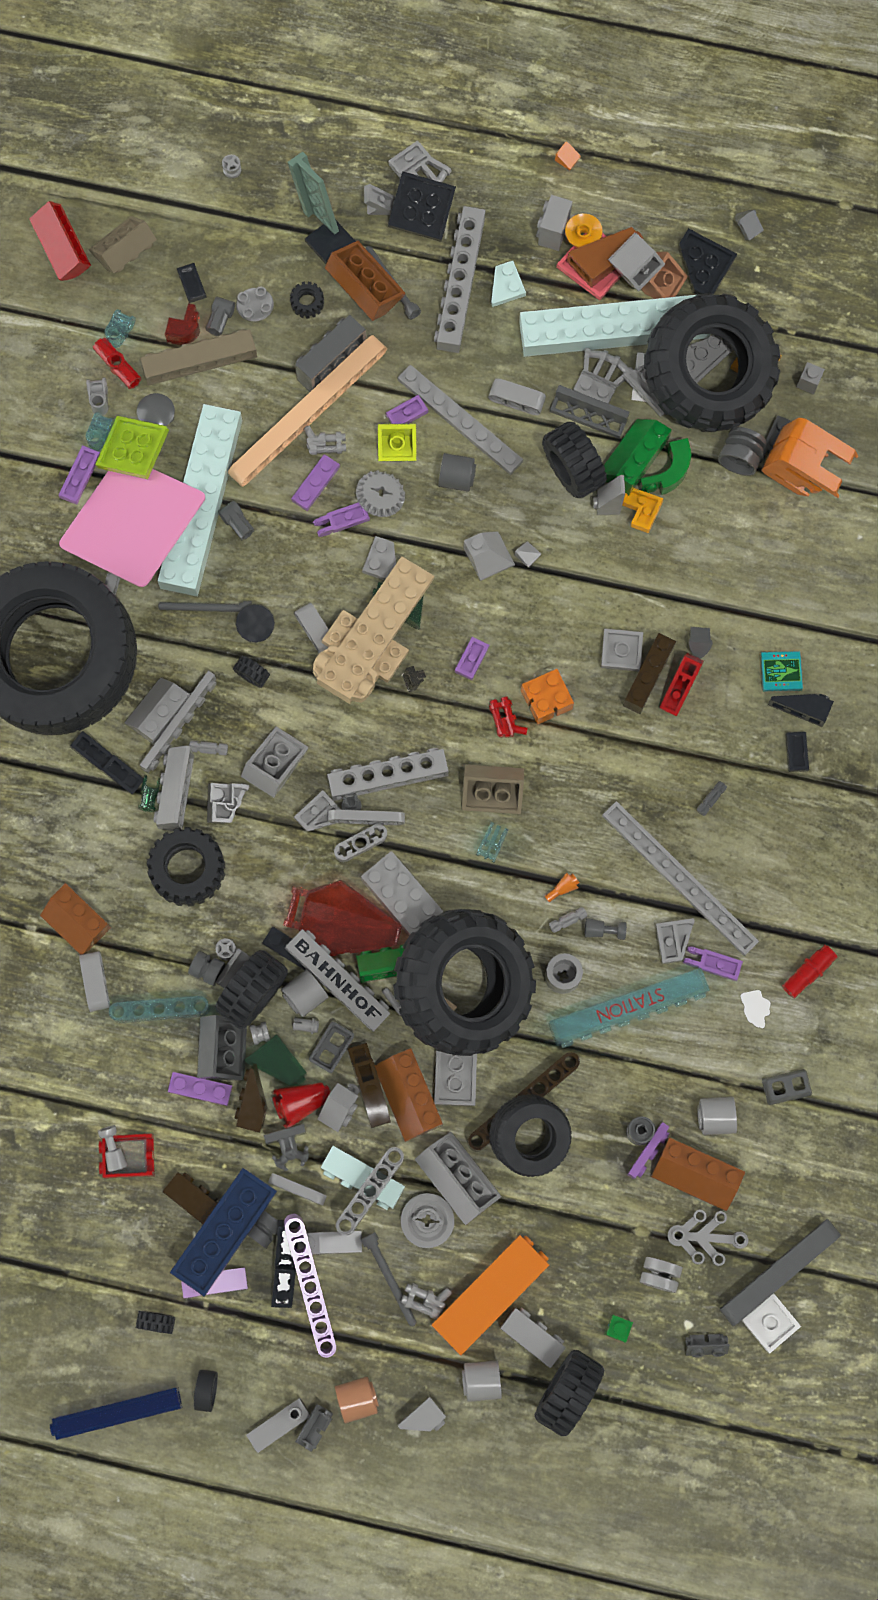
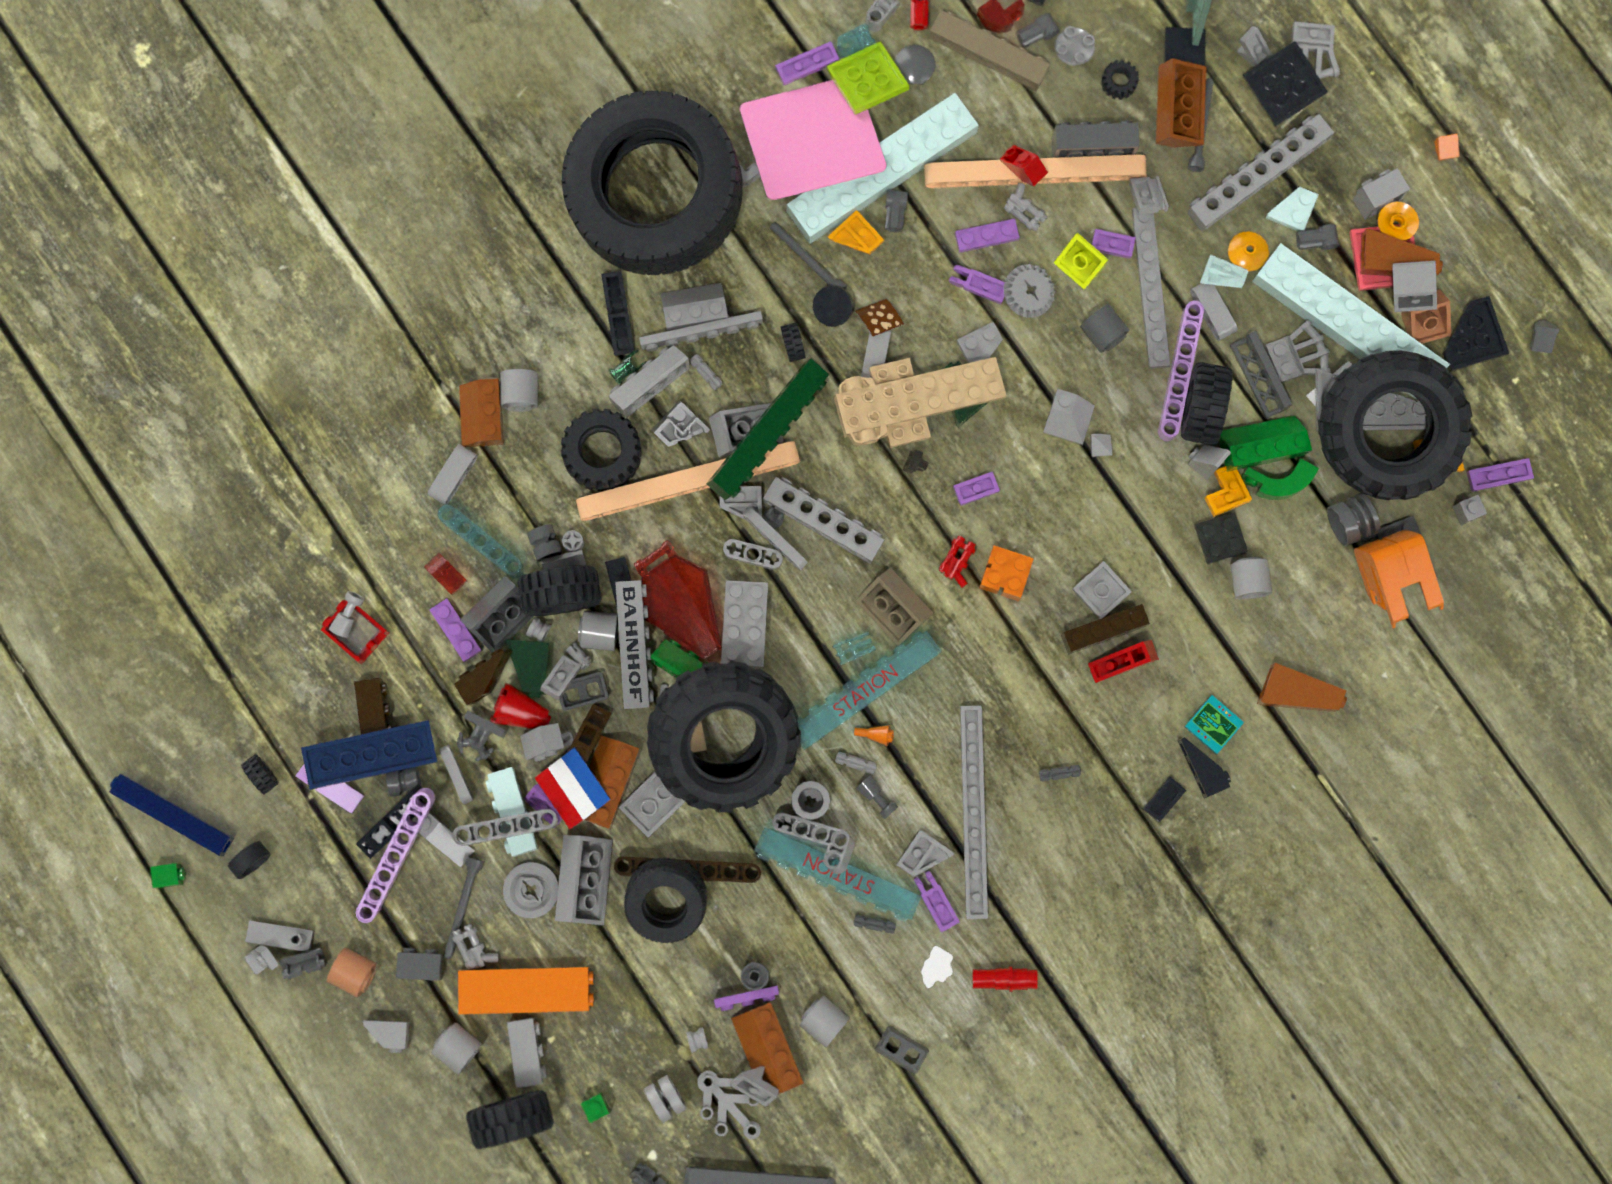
camera: 40 degrees right, 5 degrees up
(87, 878) = (519, 390): none -> light grey piece
(155, 1054) = (445, 573): none -> clear red brick
(155, 1459) = (167, 875): none -> green brick
(225, 560) = (857, 234): none -> light orange wing
(266, 834) = (673, 485): none -> light nougat beam
(280, 1454) = (260, 959): none -> light grey bracket
(291, 746) = (768, 429): none -> dark green brick
(295, 601) = (880, 317): none -> reddish brown sticker
(298, 410) = (1024, 165): none -> red slope
(308, 1051) = (560, 677): none -> light grey plate
(375, 1149) = (540, 801): none -> medium lavender plate
(390, 1120) = (572, 788): none -> sticker
(399, 1349) = (419, 965): none -> dark grey brick
(400, 358) = (1148, 195): none -> light grey plate
(500, 366) = (1223, 273): none -> light aqua wing
(502, 346) = (1248, 260): none -> light orange dish
(528, 857) = (867, 689): none -> clear light blue brick
(537, 464) = (1186, 363): none -> lavender beam
(543, 285) = (1323, 237): none -> dark grey piece
(589, 998) = (812, 836): none -> light grey beam
(643, 1213) = (697, 1040): none -> light grey wheel
(666, 543) = (1220, 538): none -> pearl dark grey plate
(686, 1018) = (874, 924): none -> dark grey axle
(700, 641) = (1170, 640): dark grey tile -> none
(713, 550) = (1251, 578): none -> light grey piece
(715, 1206) = (752, 1085): none -> light grey slope
(807, 338) = (1500, 475): none -> medium lavender plate
(813, 598) = (1299, 691): none -> dark orange slope

